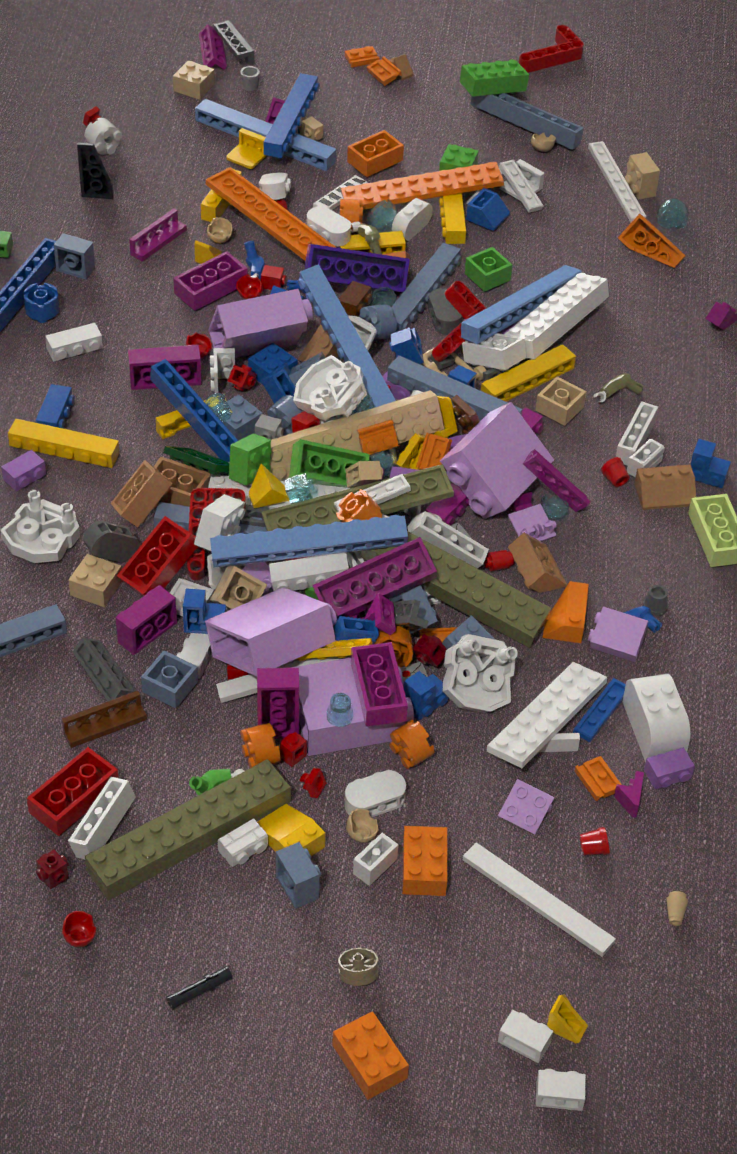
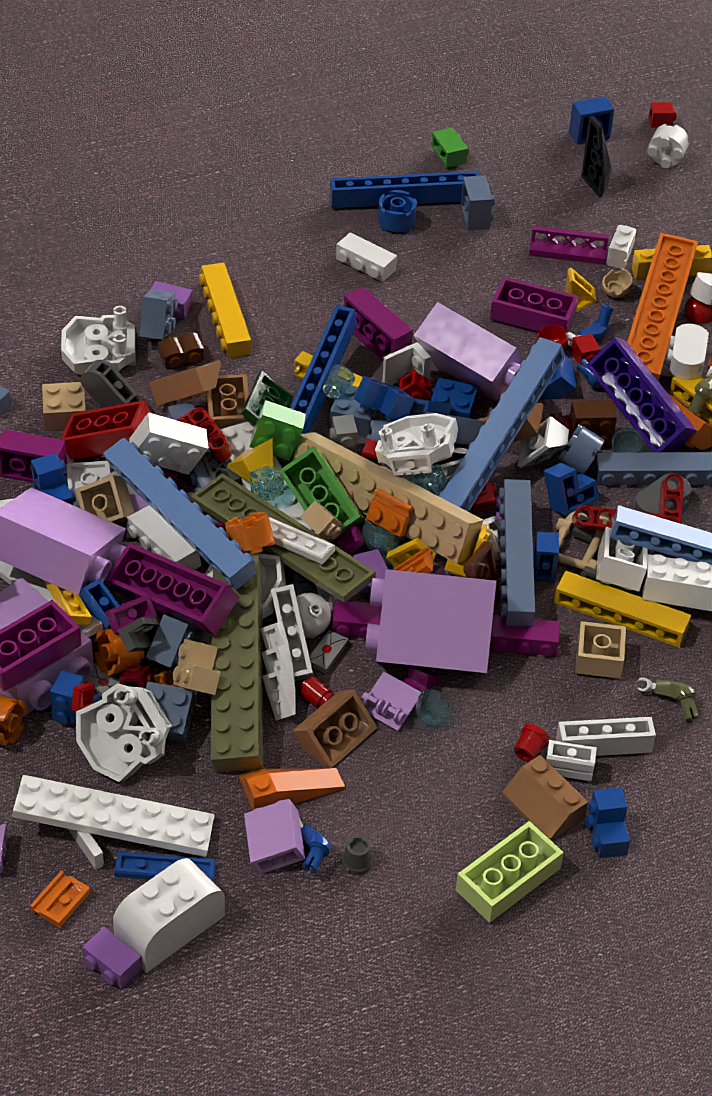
camera: 60 degrees right, 0 degrees up
(38, 158) = (599, 108): none -> blue brick
(48, 478) = (157, 314): none -> sand blue brick
(56, 406) = (264, 284): blue brick -> none
(59, 125) = (661, 113): none -> red brick
(88, 488) = (181, 350): none -> reddish brown brick
(91, 116) = (696, 129): red tile -> none
(187, 211) = (621, 246): none -> white brick
(258, 390) = (385, 398): none -> blue brick
(435, 678) = (82, 696): none -> red tile
(452, 607) = (196, 667): none -> tan brick
(462, 552) = (280, 676): none -> white slope
(556, 481) = (458, 687): magenta fence -> none
(630, 795) = (49, 941): magenta slope -> none

